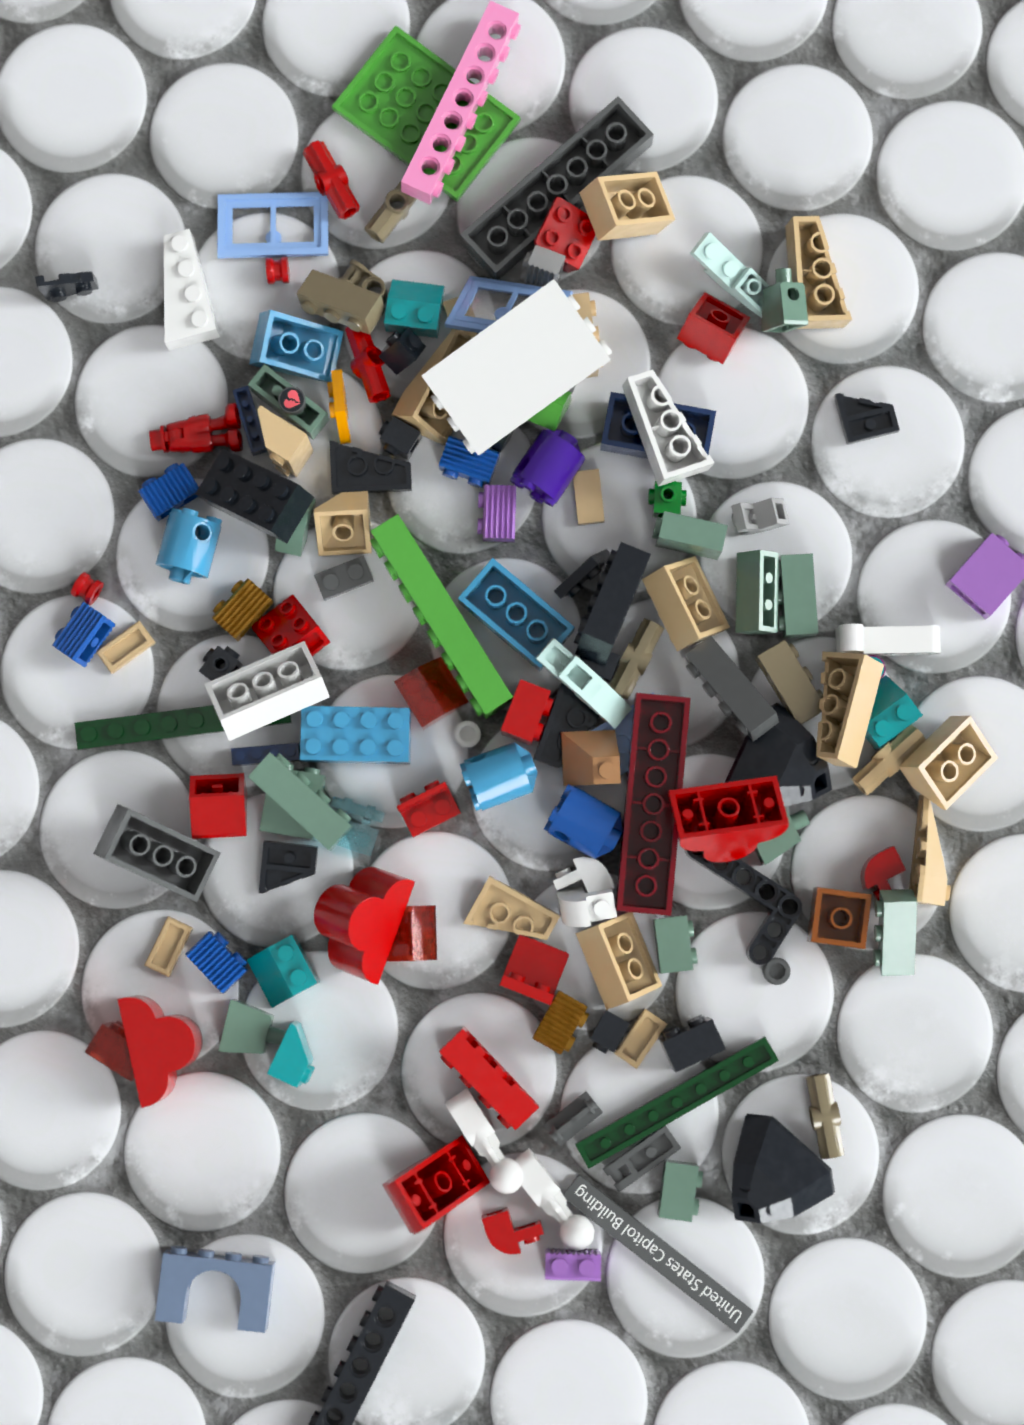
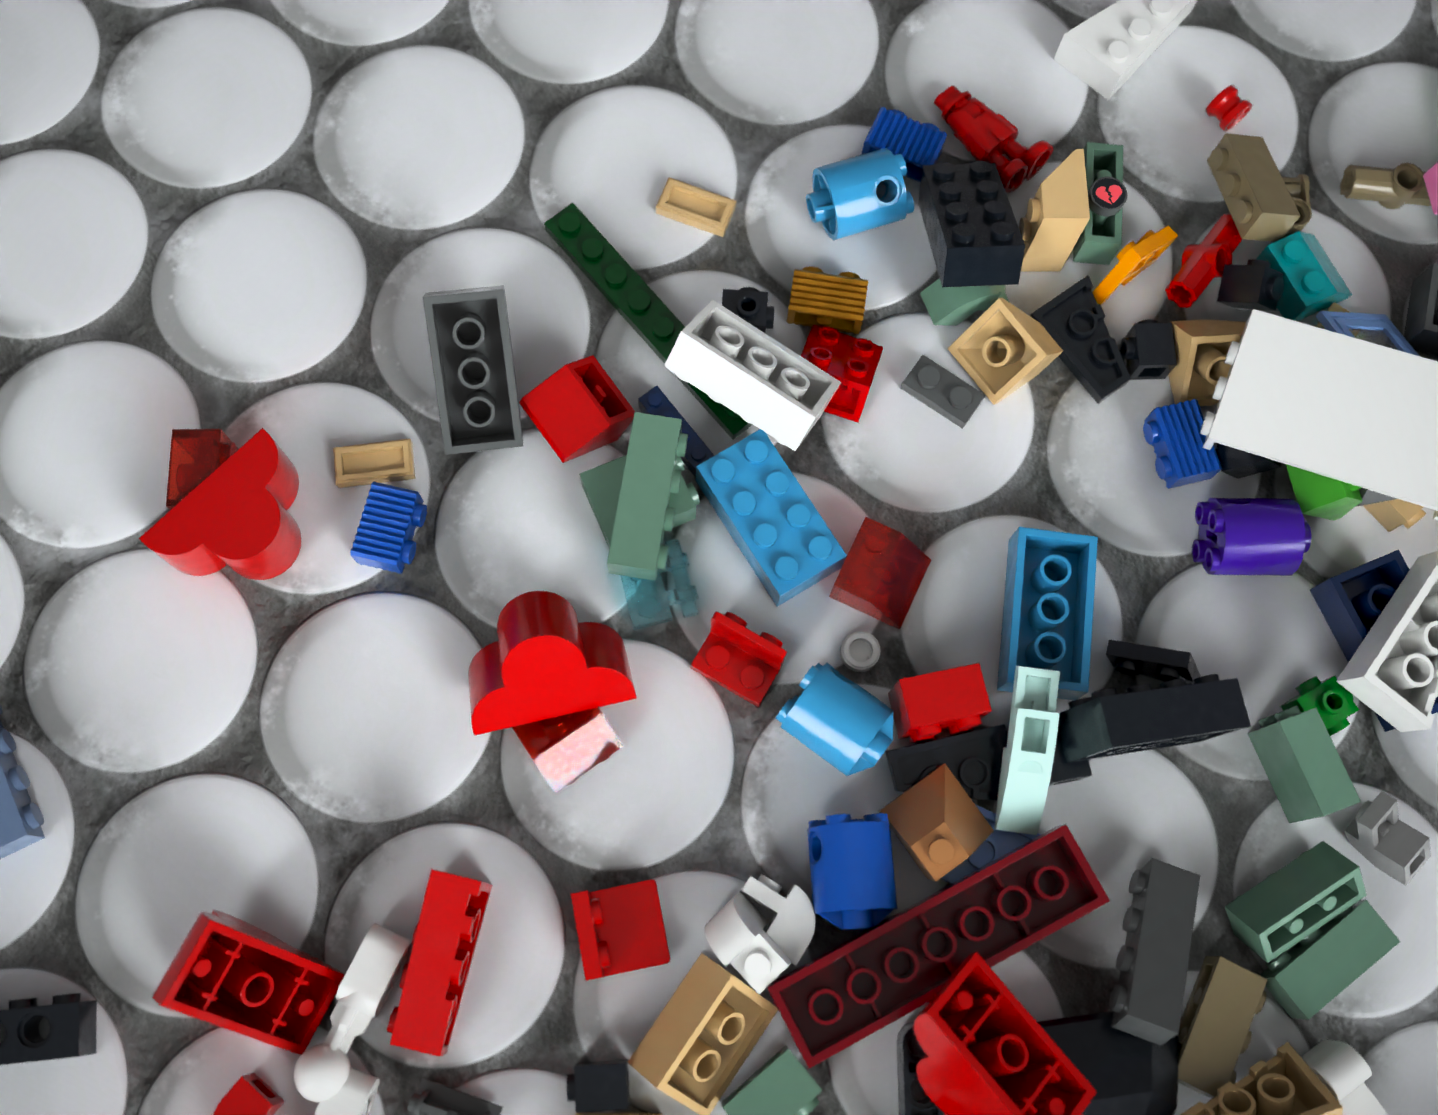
camera: 50 degrees right, 10 degrees down
(83, 634) = (679, 149): blue brick -> none
(87, 588) = (733, 124): red wheel -> none
(248, 1029) = (325, 616): sand green torso -> none
(250, 420) = (1020, 201): dark blue piece -> none
(274, 246) = (1254, 89): light blue door -> none
(283, 970) = (427, 613): teal slope -> none
(286, 863) = (559, 534): black wing -> none
(293, 1058) = (318, 689): teal slope -> none
(295, 346) = (1165, 176): dark azure slope -> none
(331, 180) = (1369, 102): red piece -> none
(442, 617) = (979, 525): bright green brick -> none
(498, 513) = (1148, 517): medium lavender brick -> none
(511, 911) = (677, 848): tan wing -> none
(560, 1023) = (572, 1011): pearl gold brick -> none
(588, 497) = (1245, 612): tan tile -> none
(636, 658) = (1103, 799): dark tan piece -> none
(685, 603) = (1212, 815): tan slope -> none

